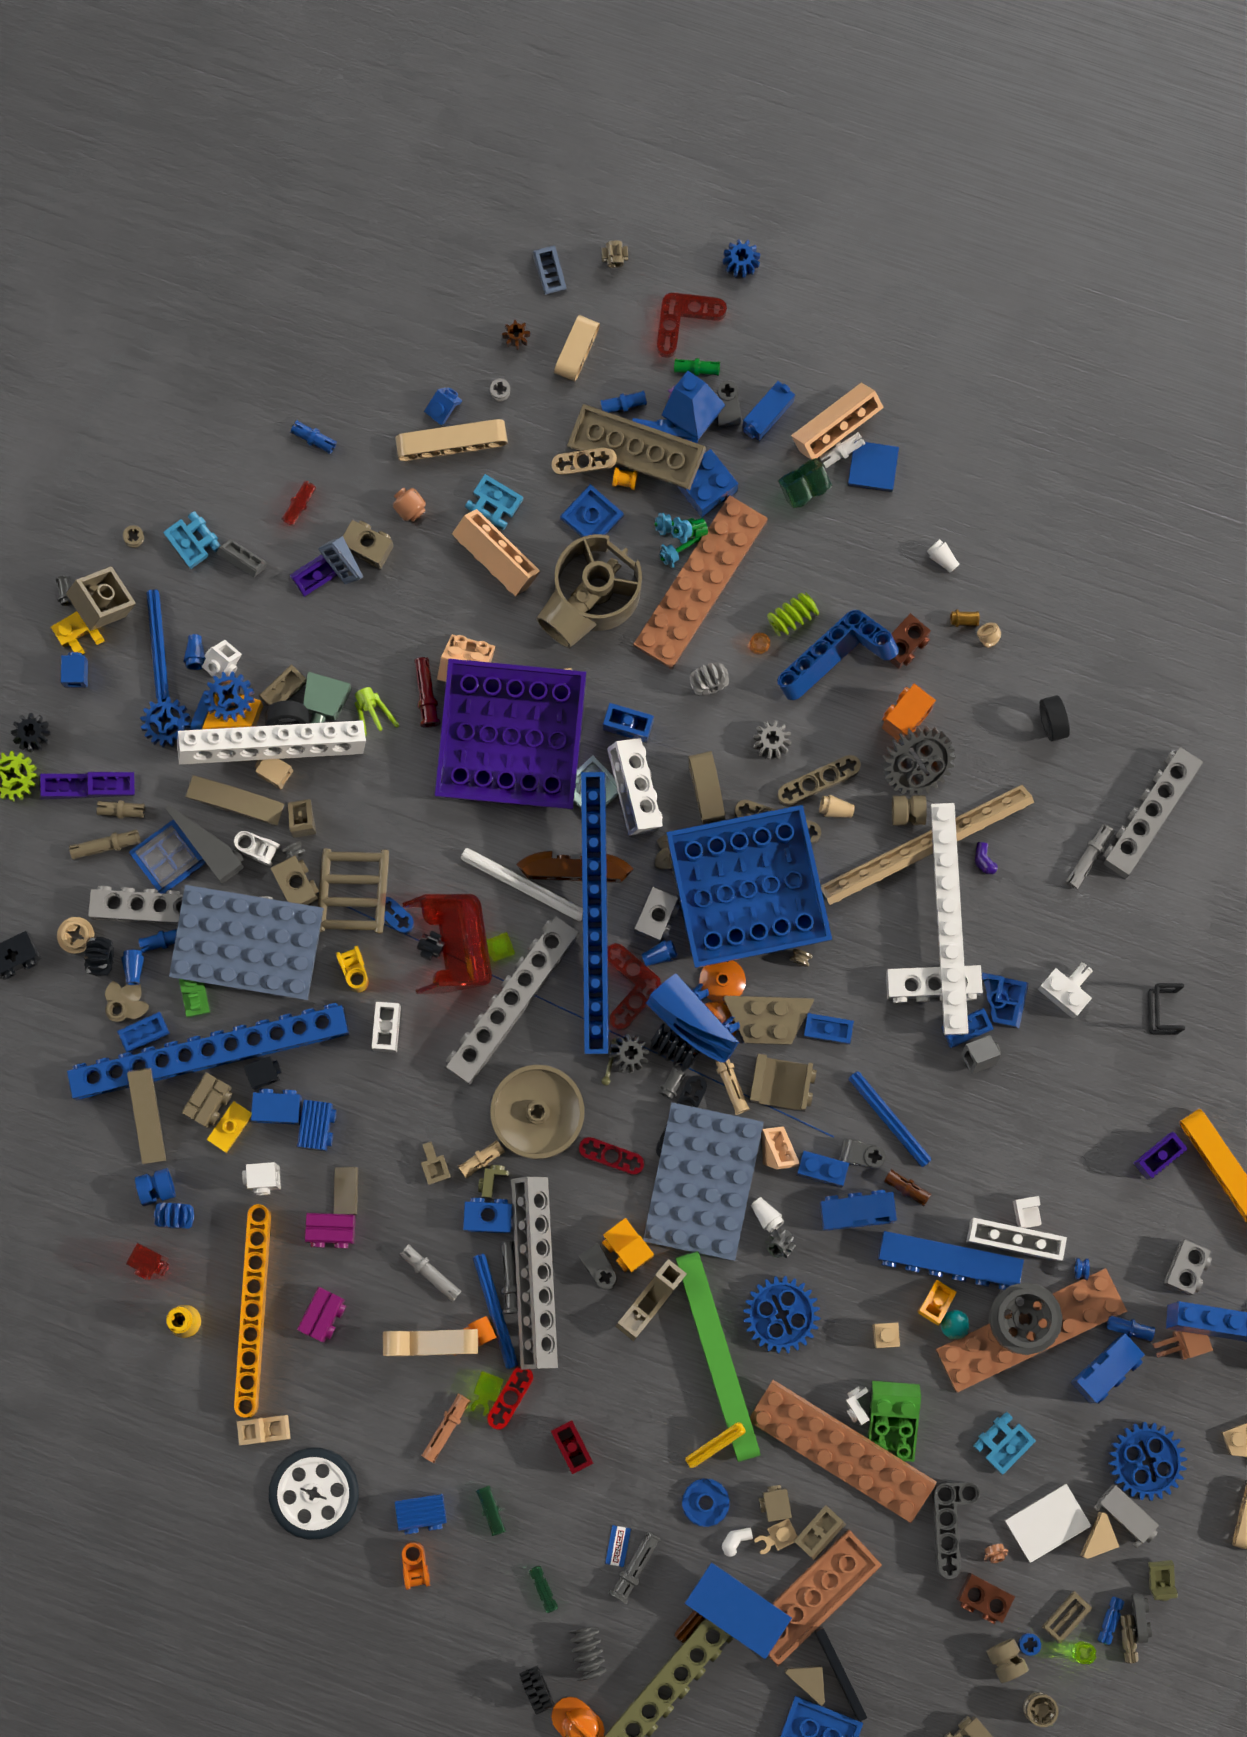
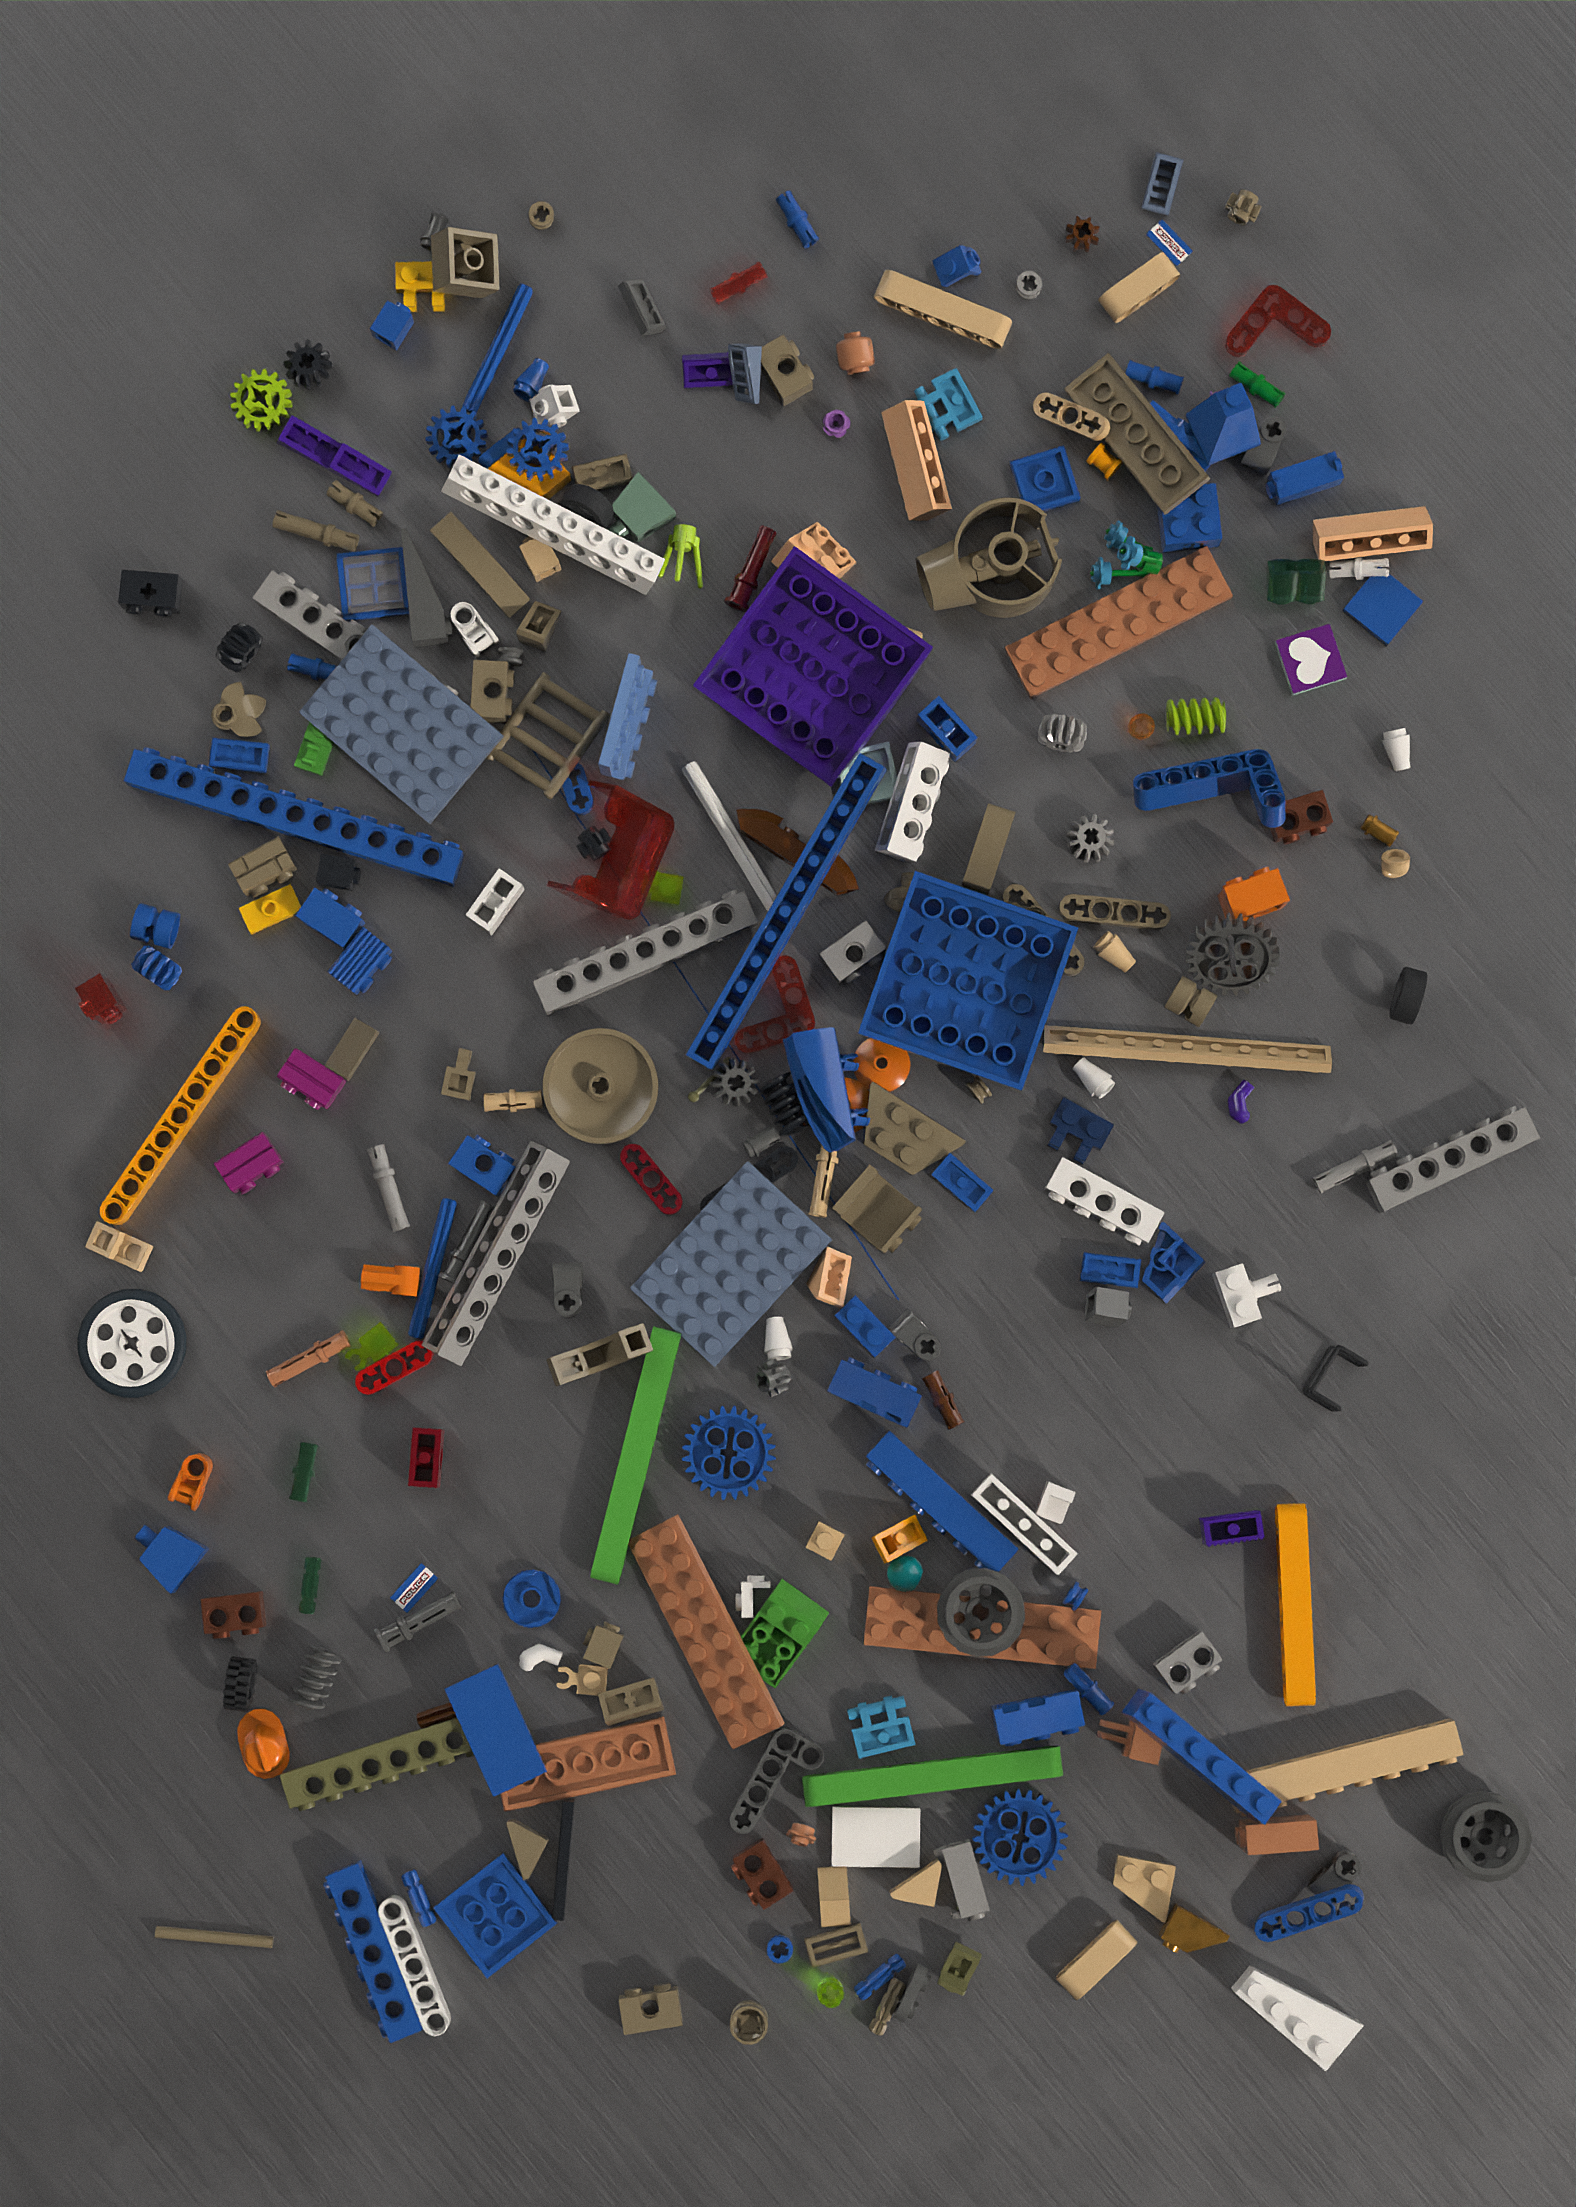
camera: 30 degrees right, 5 degrees up
(72, 925) = (232, 597): tan gear -> none
(132, 965) = (268, 678): blue cone -> none
(146, 1115) = (190, 845): dark tan tile -> none
(185, 542) = (592, 255): dark azure plate -> none
(190, 1324) = (111, 1087): yellow plant -> none
(262, 1177) = (271, 983): white brick -> none
(353, 965) = (498, 814): yellow piece -> none
(402, 842) = (626, 720): none -> medium blue plate
(420, 1513) = (229, 1430): blue brick -> none
(421, 554) = (836, 416): none -> medium lavender plate
(430, 1342) = (342, 1260): tan beam -> none
(431, 1628) = (170, 1555): none -> blue torso
(487, 1183) = (502, 1130): olive bracket -> none
(498, 1638) = (233, 1606): none -> copper brick
(578, 306) = (1169, 242): none -> sticker
(628, 1246) = (611, 1284): light orange brick -> none
(661, 953) = (832, 996): blue cone -> none
(715, 1445) = (579, 1545): yellow axle -> none
(741, 250) = (1379, 282): blue gear -> none
(847, 530) = (1310, 659): none -> tile
(875, 902) = (1095, 1079): none -> white cone
(885, 940) = (1081, 1125): none -> dark blue plate
(890, 1119) = (969, 1316): blue axle -> none
(949, 919) = (1161, 1143): white plate -> none
(1007, 1660) = (745, 1951): dark tan wheel -> none
(1044, 1583) = (833, 1896): none -> tan slope
(1060, 1456) = (932, 1776): none -> bright green beam

